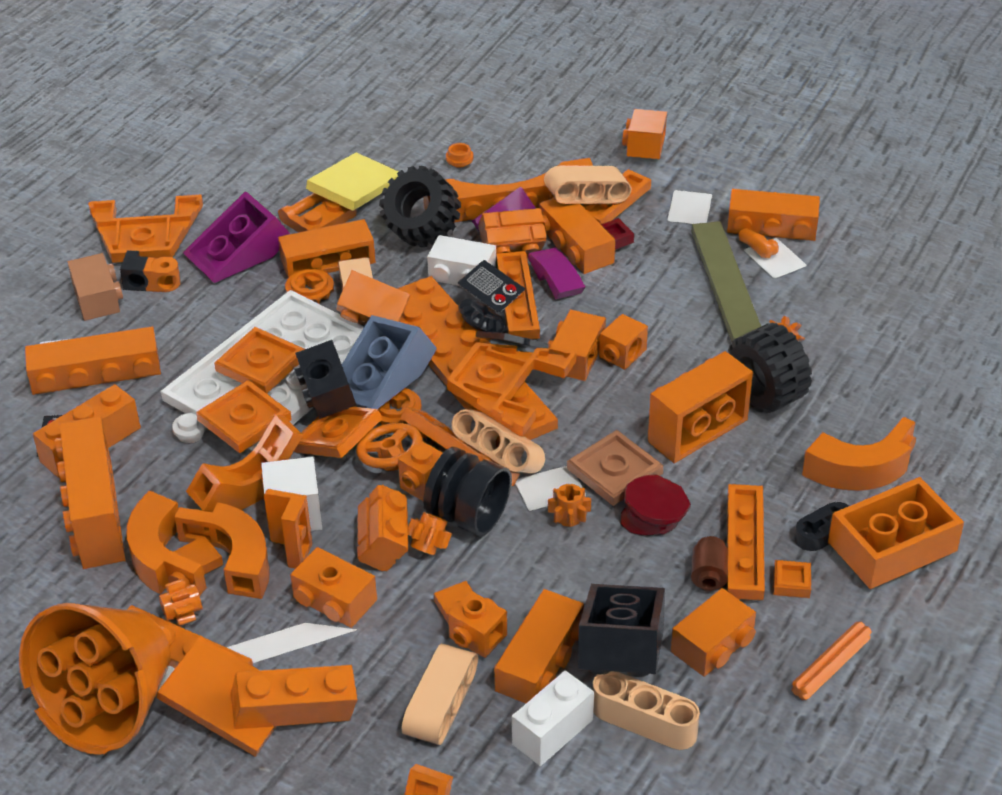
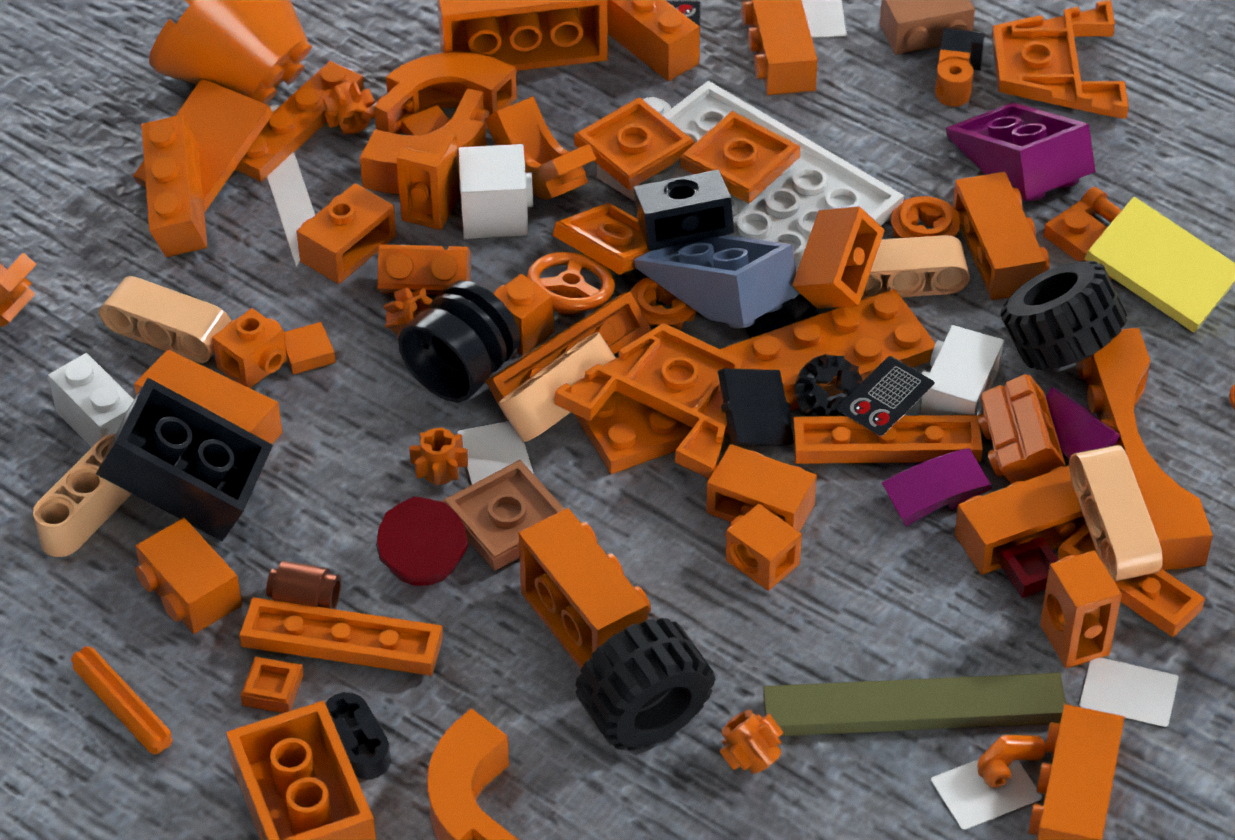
camera: 95 degrees right, 5 degrees up
(657, 203) = (1080, 608): none -> orange brick

